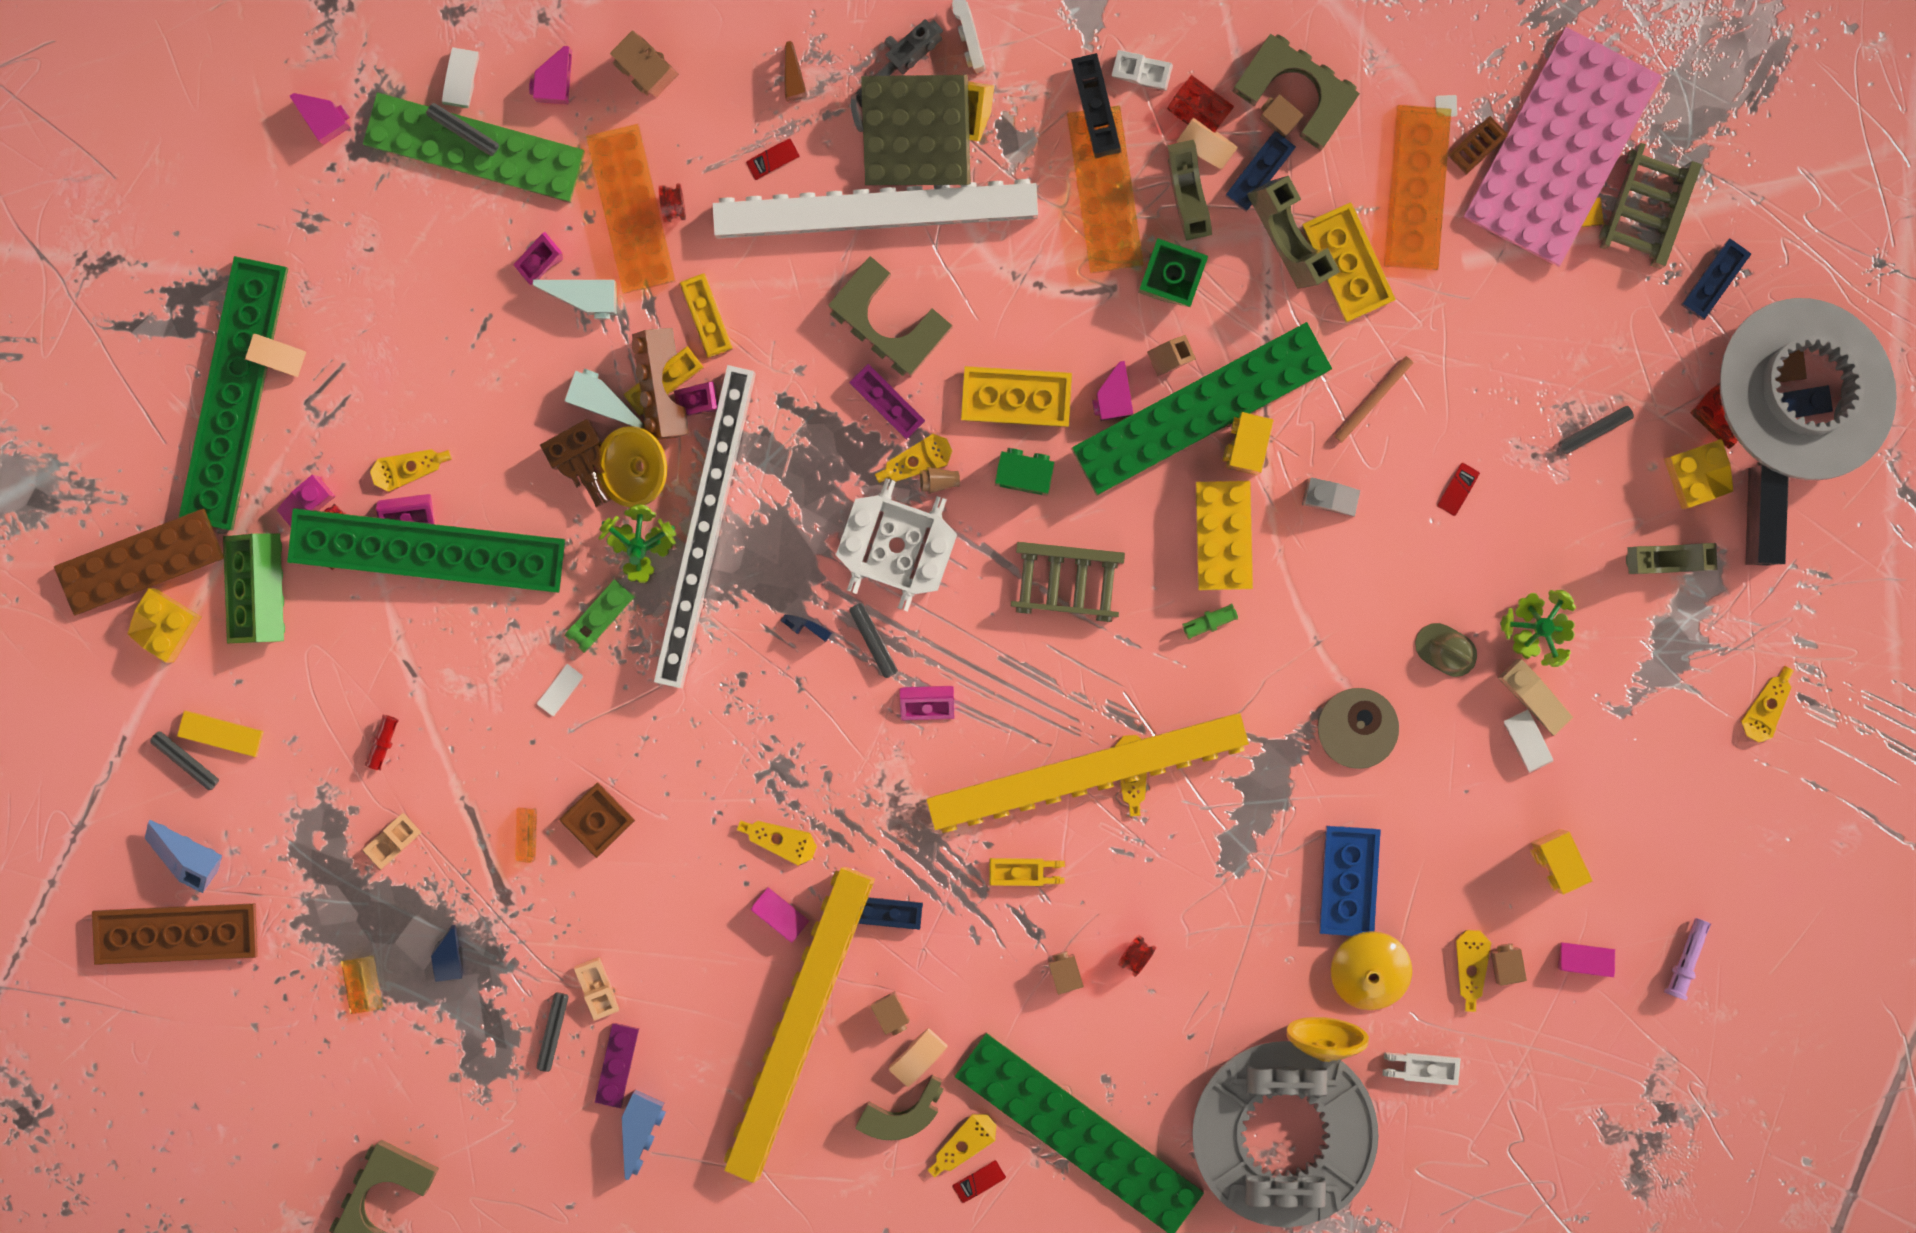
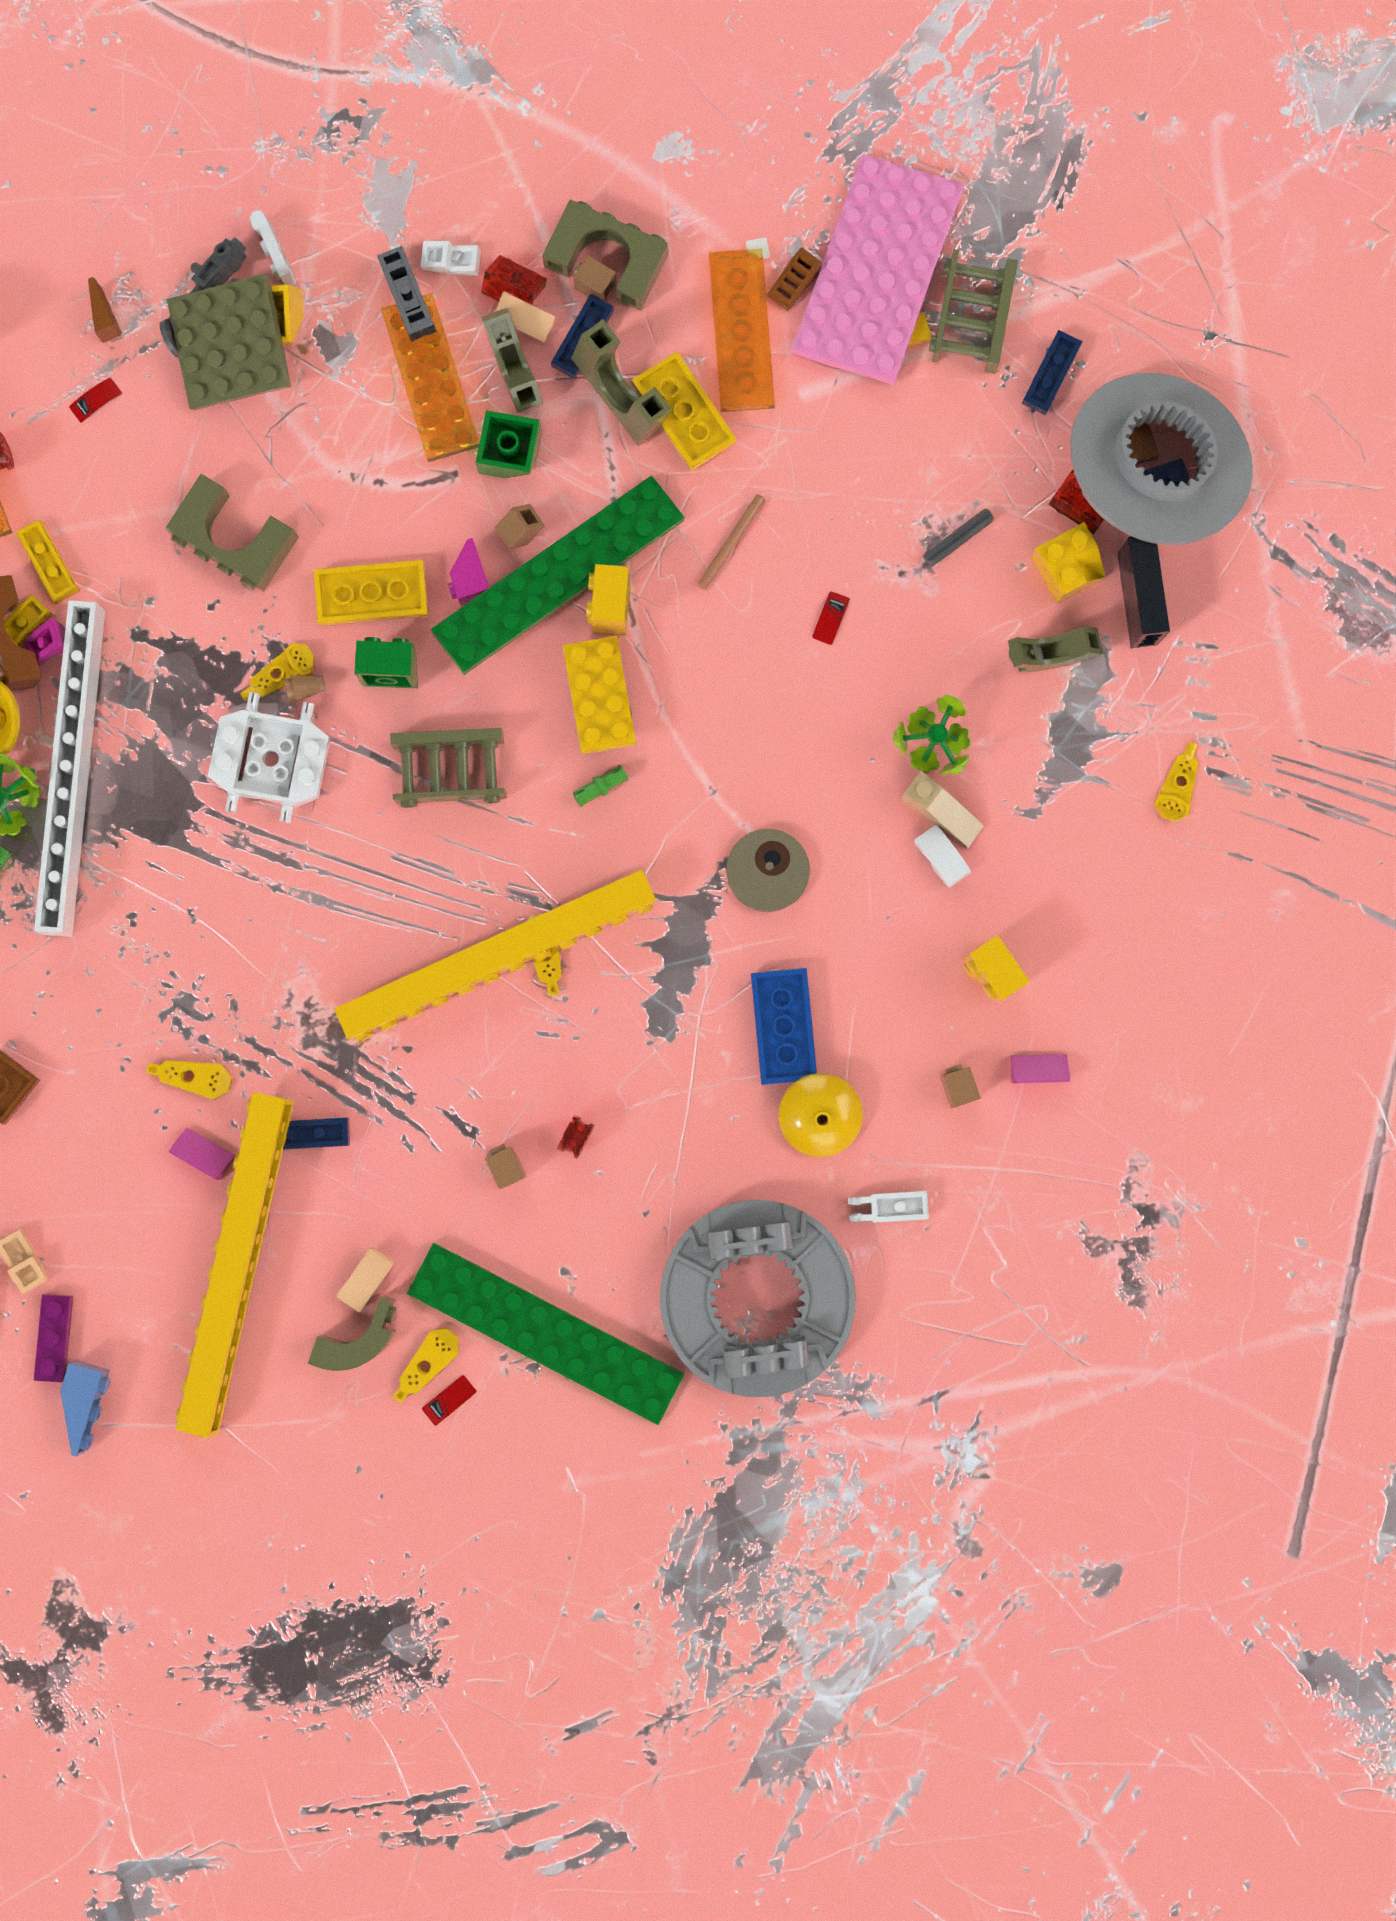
camera: 10 degrees left, 5 degrees down
(798, 623) = (182, 853): dark blue slope -> none
(873, 640) = (260, 858): dark grey axle -> none
(875, 210) = (201, 431): white brick -> none
(887, 401) = (241, 617): magenta plate -> none
(890, 1014) = (330, 1238): medium nougat brick -> none
(927, 703) = (324, 914): dark pink slope -> none
(1022, 871) = (446, 1069): yellow hinge -> none
(1327, 1038) = (784, 1190): yellow dish -> none
(1331, 496) = (703, 642): light grey slope -> none
(1446, 649) = (844, 778): olive piece -> none
(1472, 957) = (923, 1085): yellow piece -> none
(1684, 971) = (1141, 1064): lavender pin -> none

